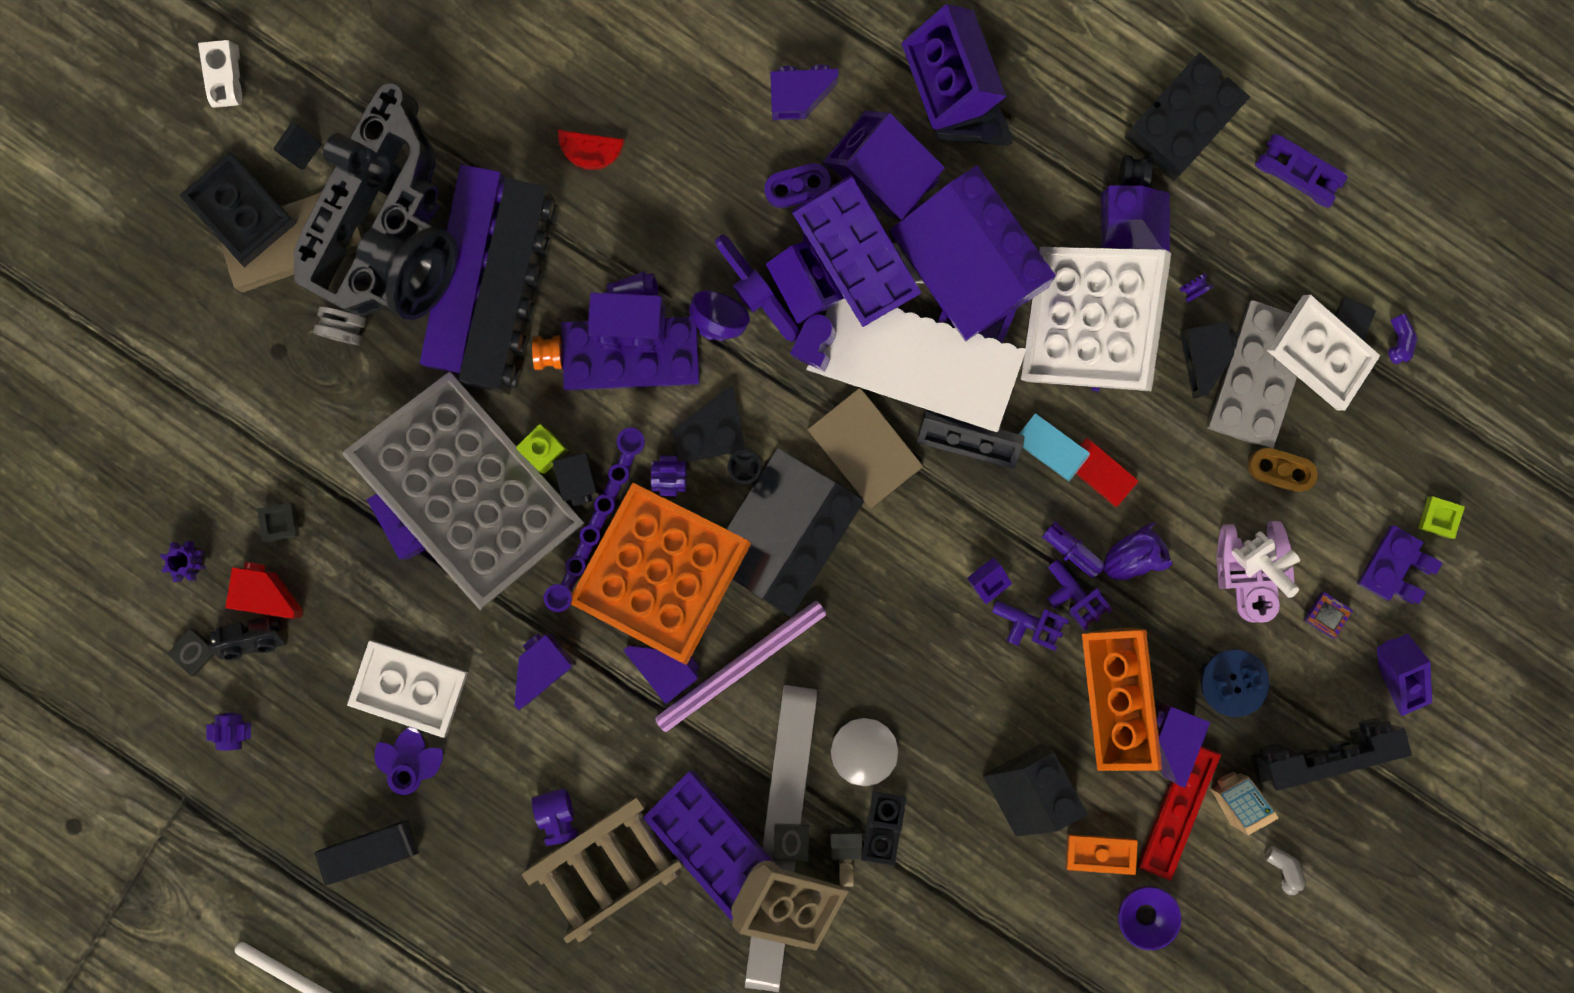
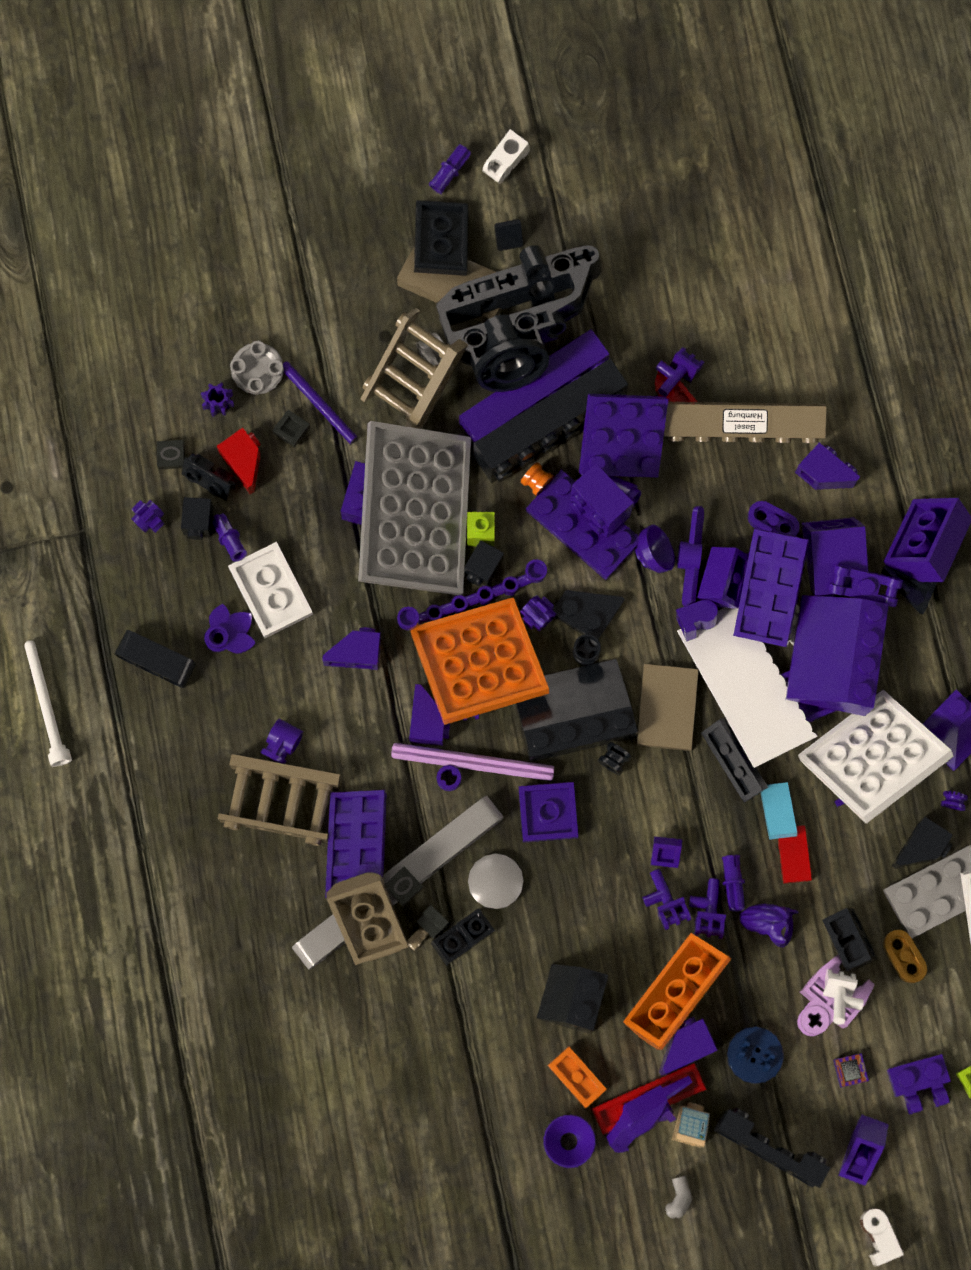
camera: 45 degrees right, 10 degrees down
(180, 134) = (450, 169): none -> dark purple axle
(190, 496) = (257, 368): none -> light grey dish
(275, 688) = (197, 518): none -> black brick
(279, 472) = (319, 403): none -> dark purple bar
(322, 678) = (229, 537): none -> dark purple axle
(362, 347) = (438, 374): none -> dark tan fence
(577, 117) = (682, 366): none -> dark purple arm
(587, 237) = (623, 434): none -> dark purple plate
(682, 116) = (745, 420): none -> dark tan brick
(734, 690) = (442, 783): none -> dark purple bush
(851, 646) = (548, 812): none -> dark purple plate
(864, 545) = (614, 758): none -> black wheel
(938, 167) = (865, 585): none -> dark purple plate
(1192, 831) = (644, 1114): none -> dark purple animal
(1224, 503) = (850, 939): none -> black brick
(1481, 730) = (882, 1236): none -> white leg

